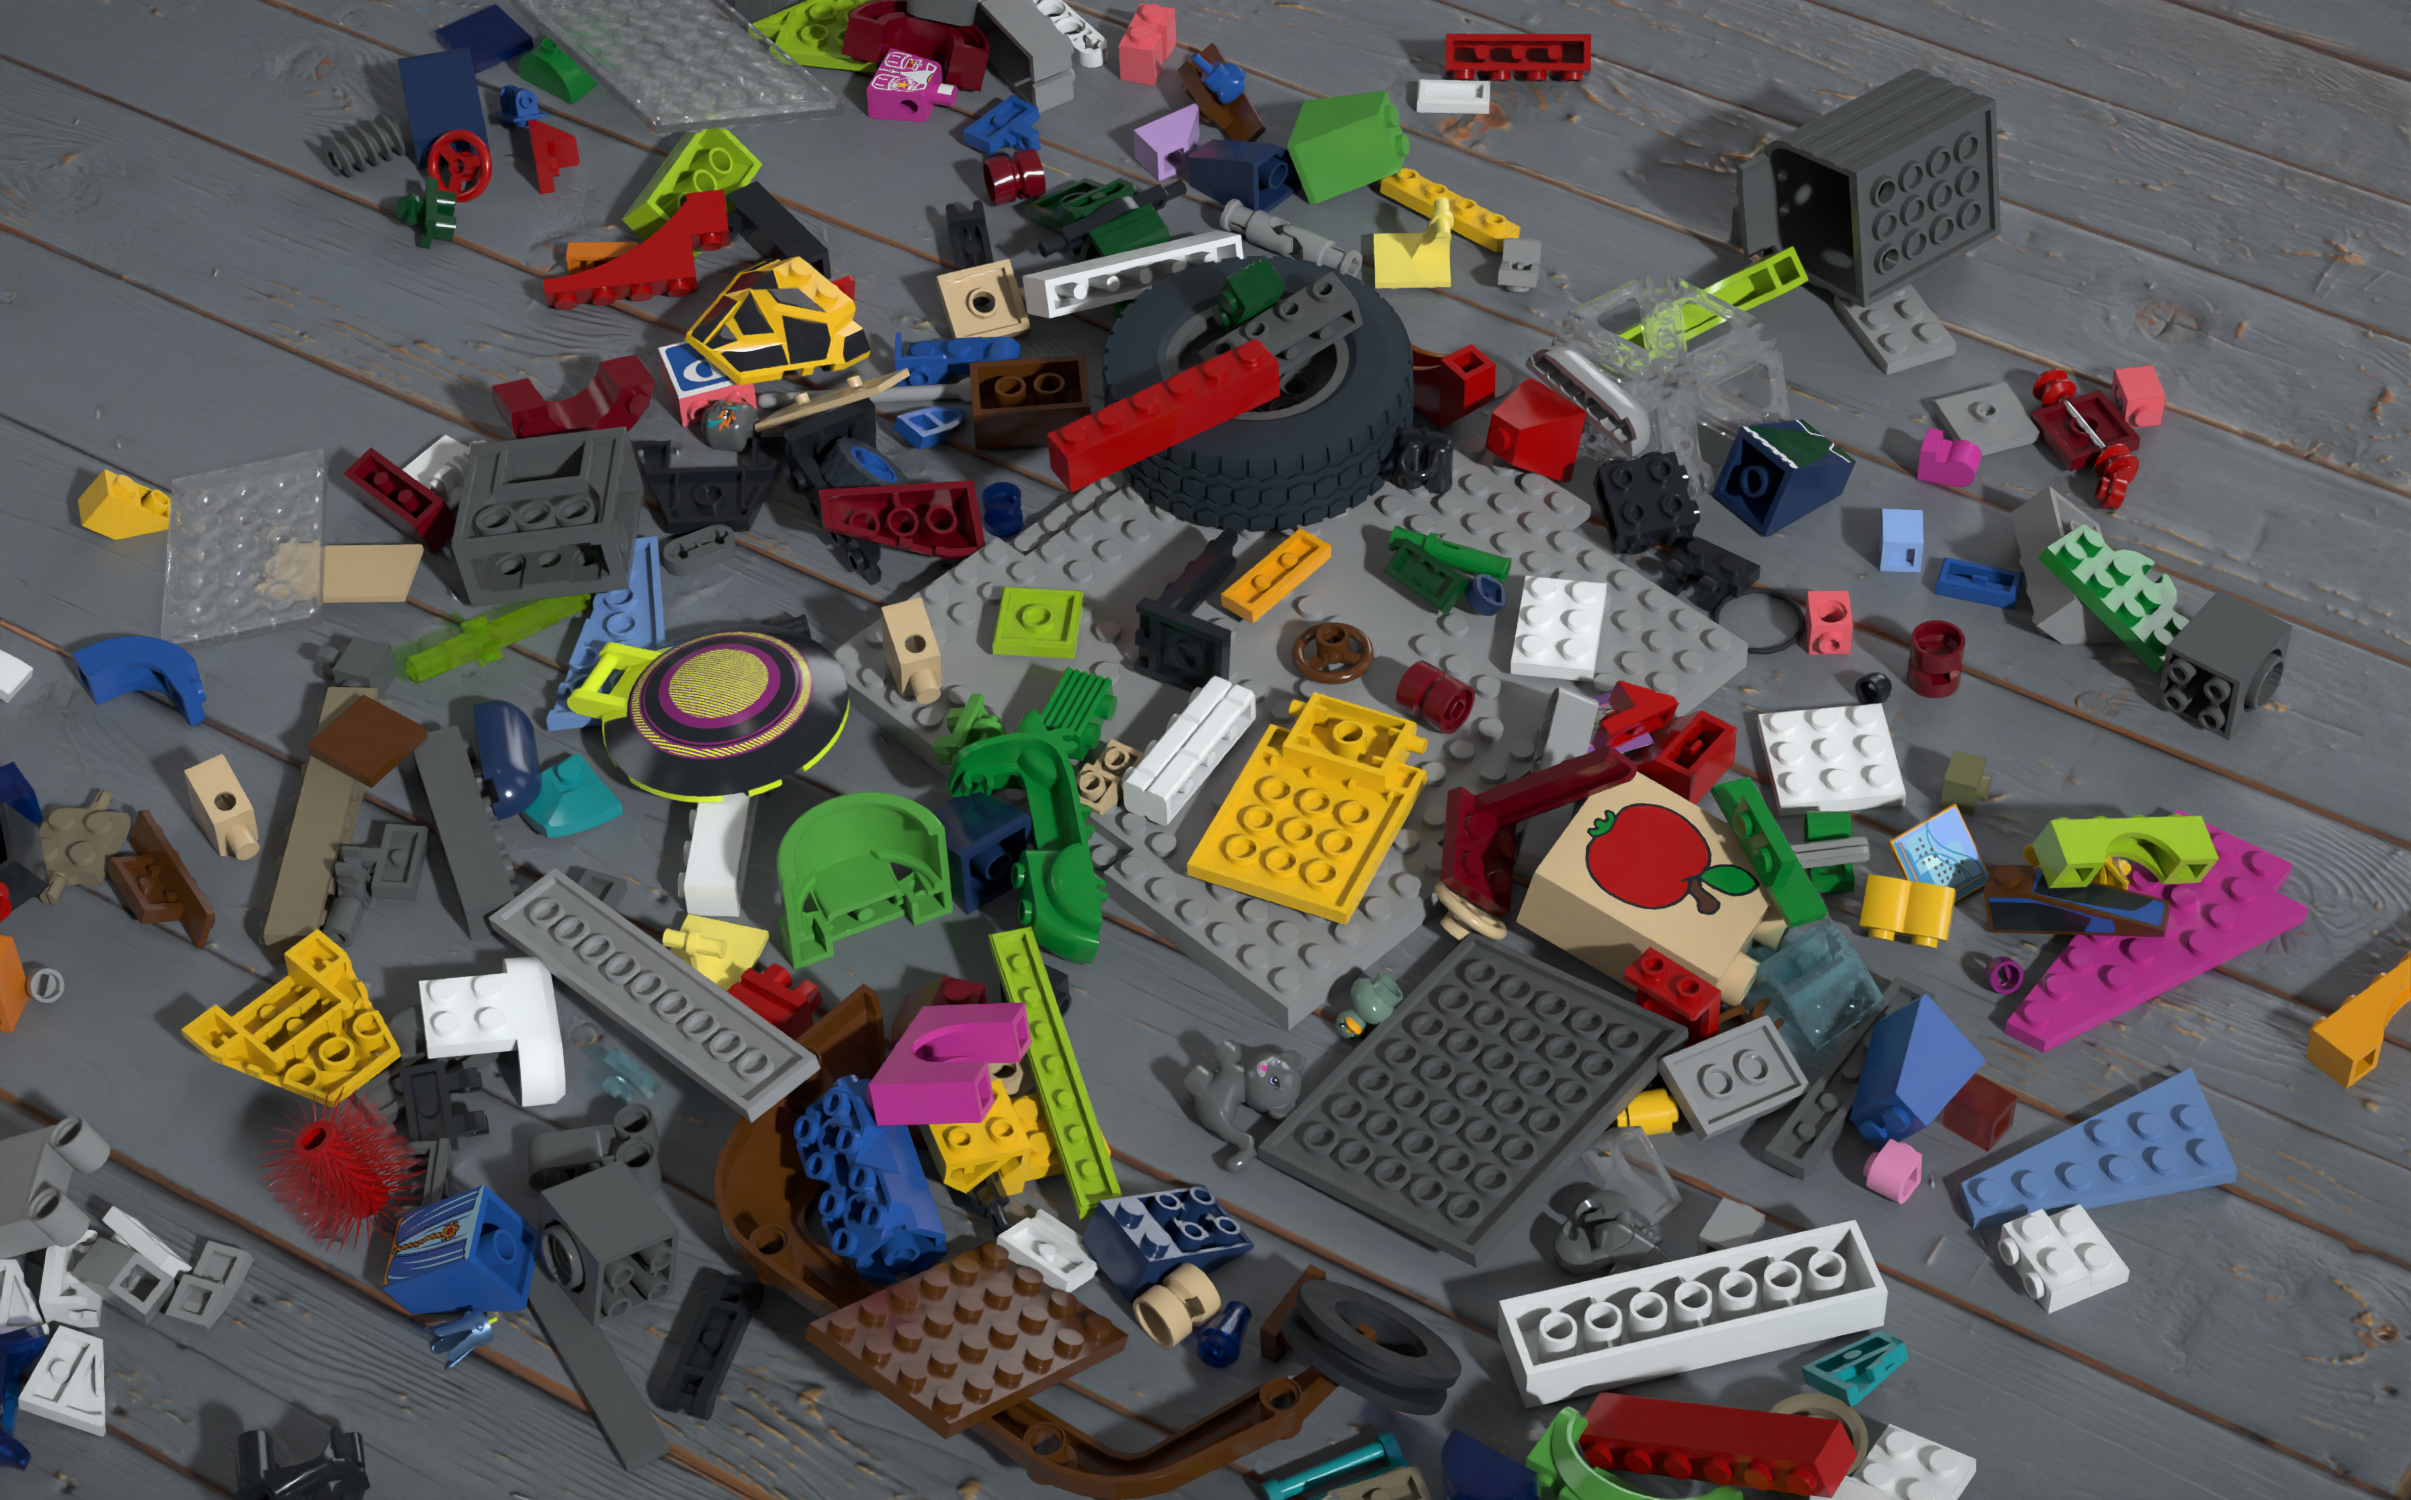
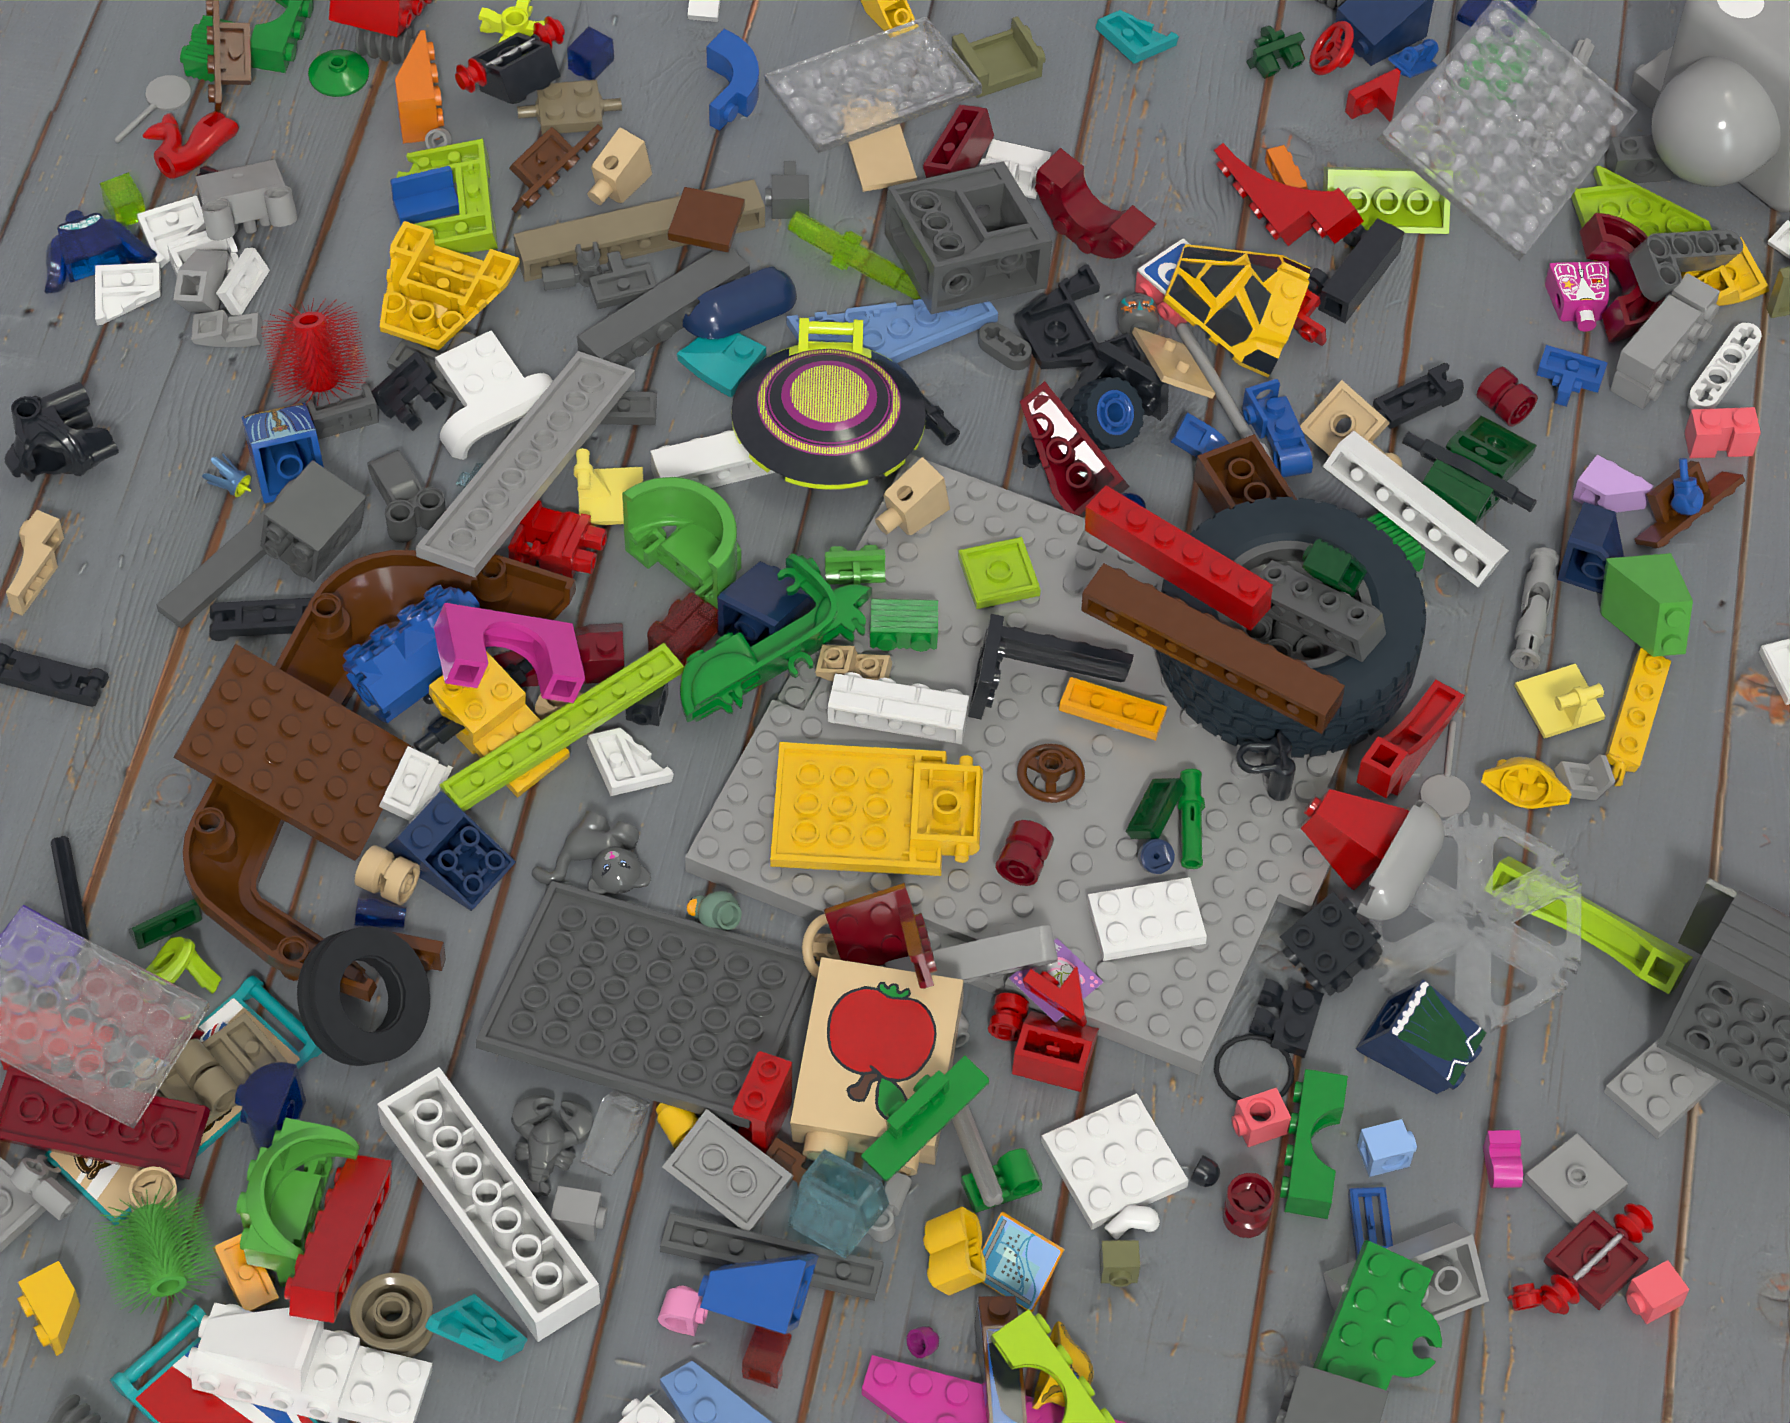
camera: 65 degrees right, 10 degrees up
(111, 960) = (475, 226): none -> lime wedge
(129, 1023) = (424, 195): none -> blue panel
(276, 425) = (1002, 58): none -> olive panel
(323, 321) = (1134, 36): none -> teal wing
(954, 933) = (685, 628): none -> clear red brick
(1117, 1040) = (624, 763): none -> white wing
(1294, 424) = (1213, 648): none -> reddish brown brick
(1508, 305) = (1526, 783): none -> yellow hat
(1899, 608) = (1311, 1181): none -> green arch
(1910, 759) = (1133, 1217): none -> white arm

